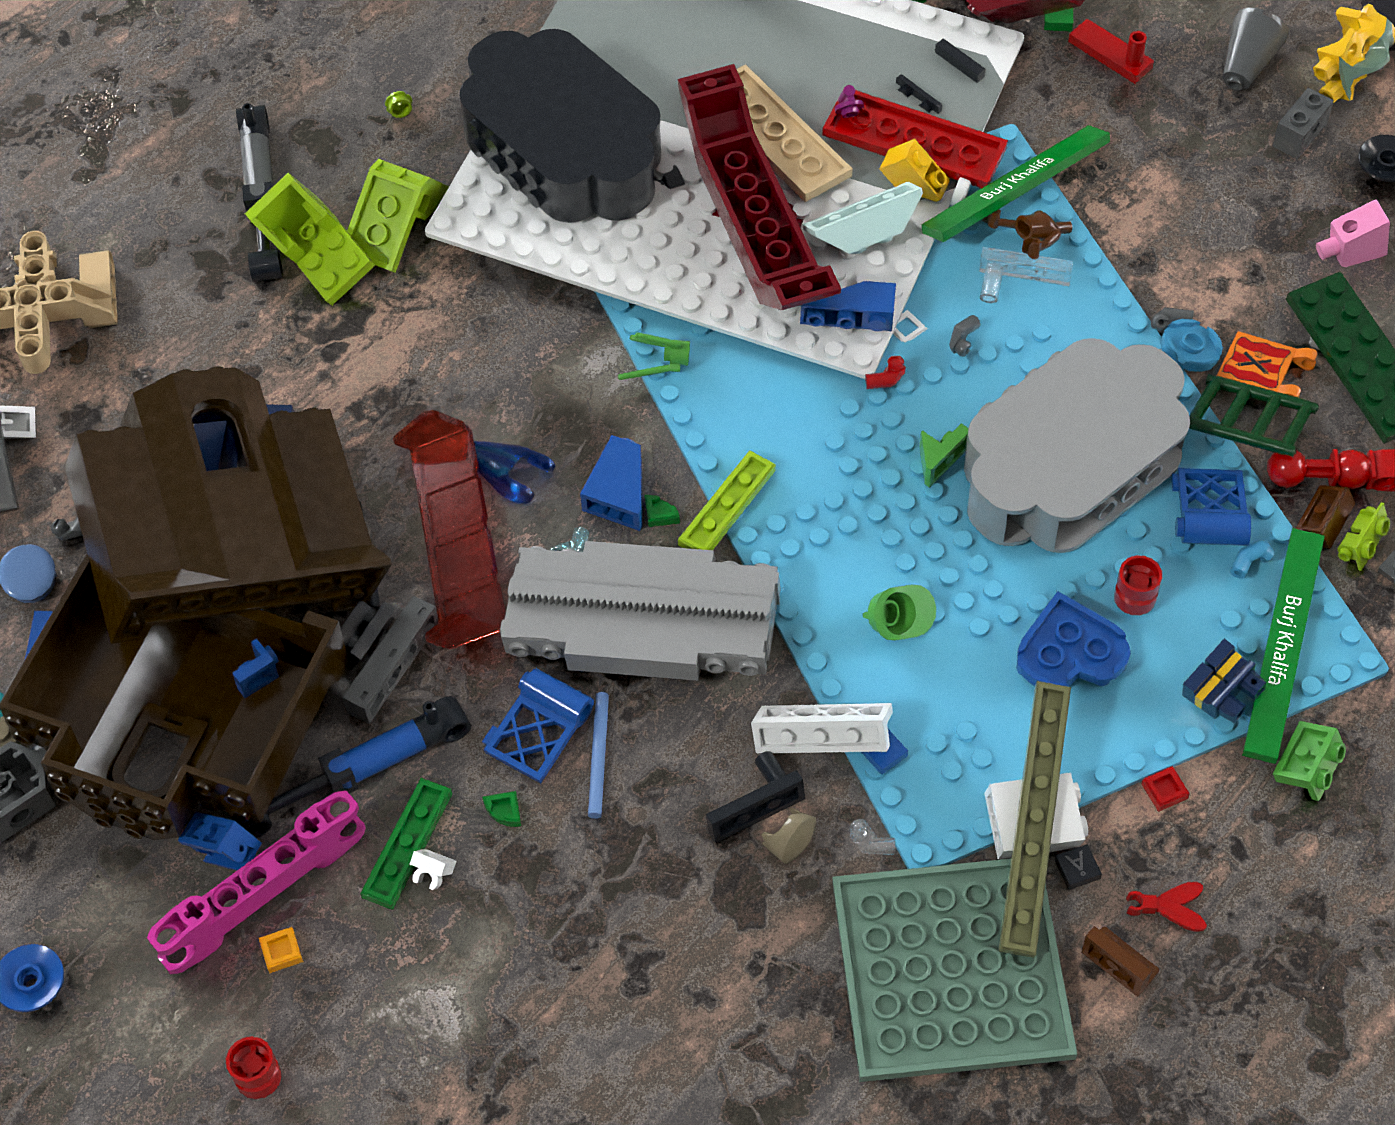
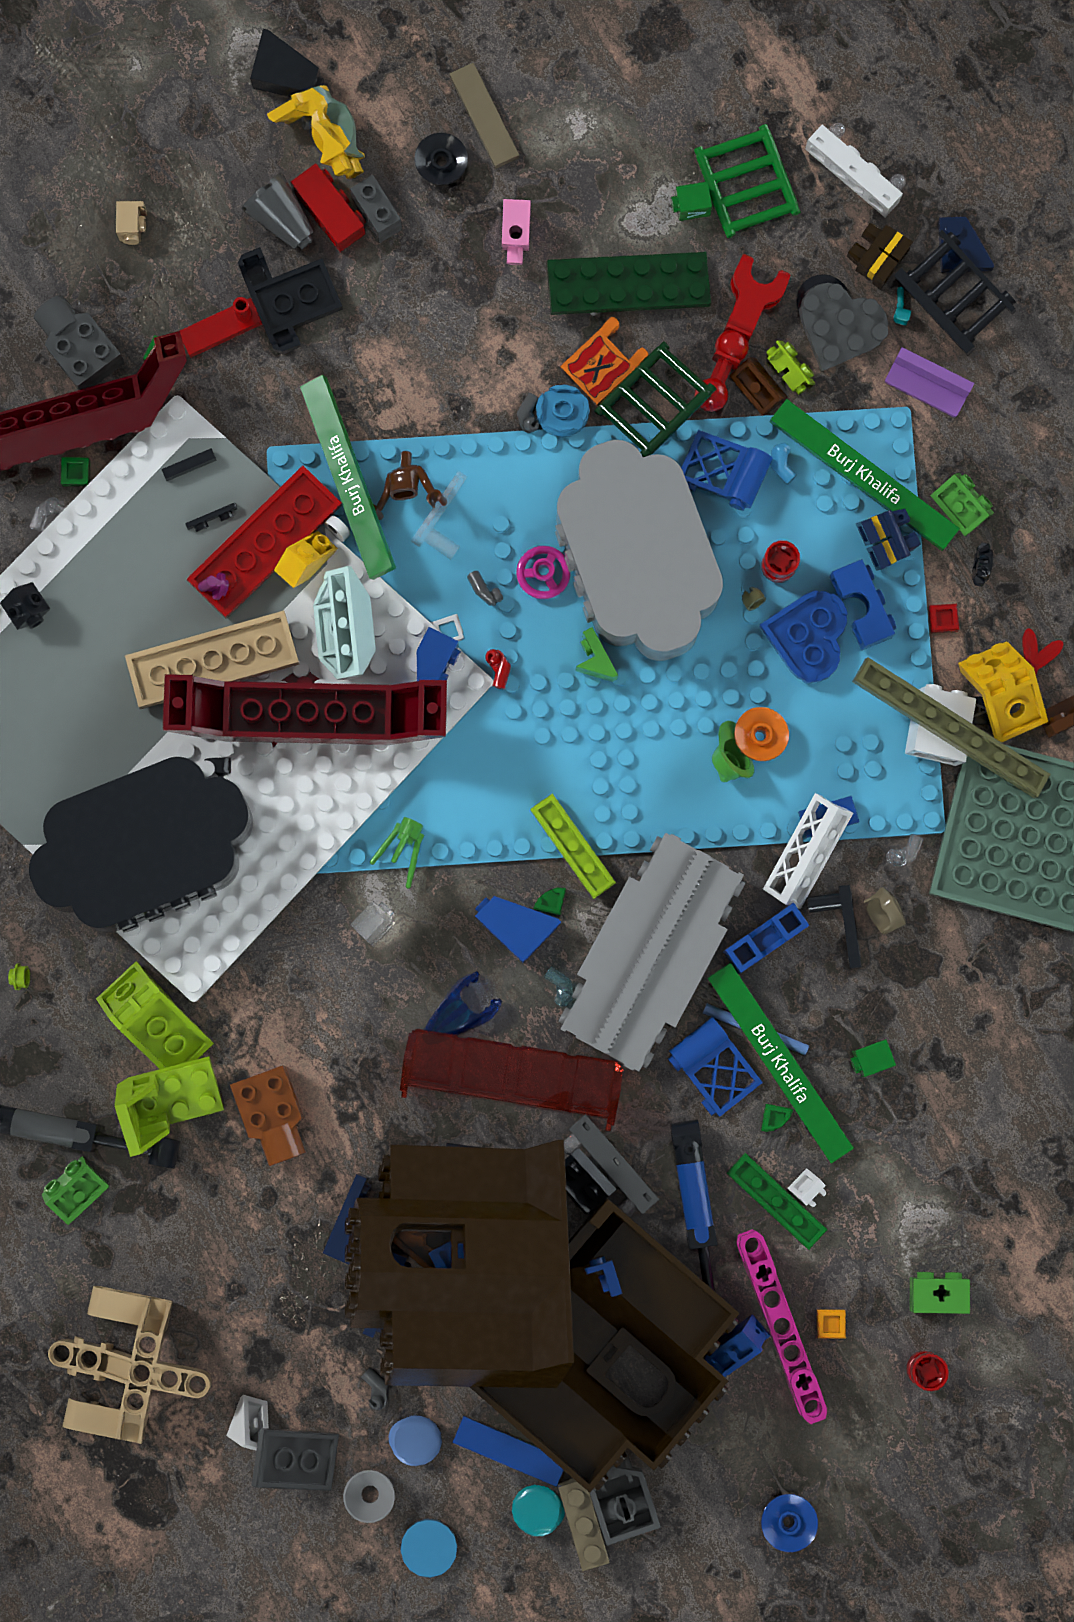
camera: 75 degrees left, 25 degrees up
(200, 210) = (74, 1190): none -> bright green bracket
(336, 336) = (271, 1113): none -> dark orange brick
(356, 1073) = (954, 1301): none -> bright green brick
(566, 351) = (374, 922): none -> clear brick
(566, 789) = (780, 1063): none -> green tile
(611, 883) = (872, 1058): none -> green brick
(723, 733) = (766, 938): none -> blue arch
(937, 622) = (764, 721): none -> orange dish
(1010, 372) = (547, 562): none -> dark pink piece
(1076, 580) = (753, 599): none -> olive hinge
(1117, 706) = (856, 582): none -> blue arch
(1120, 860) = (1003, 681): none -> yellow bracket
(1169, 88) = (289, 298): none -> black piece
(1248, 797) = (982, 564): none -> black gear
(1280, 87) = (328, 207): none -> red brick

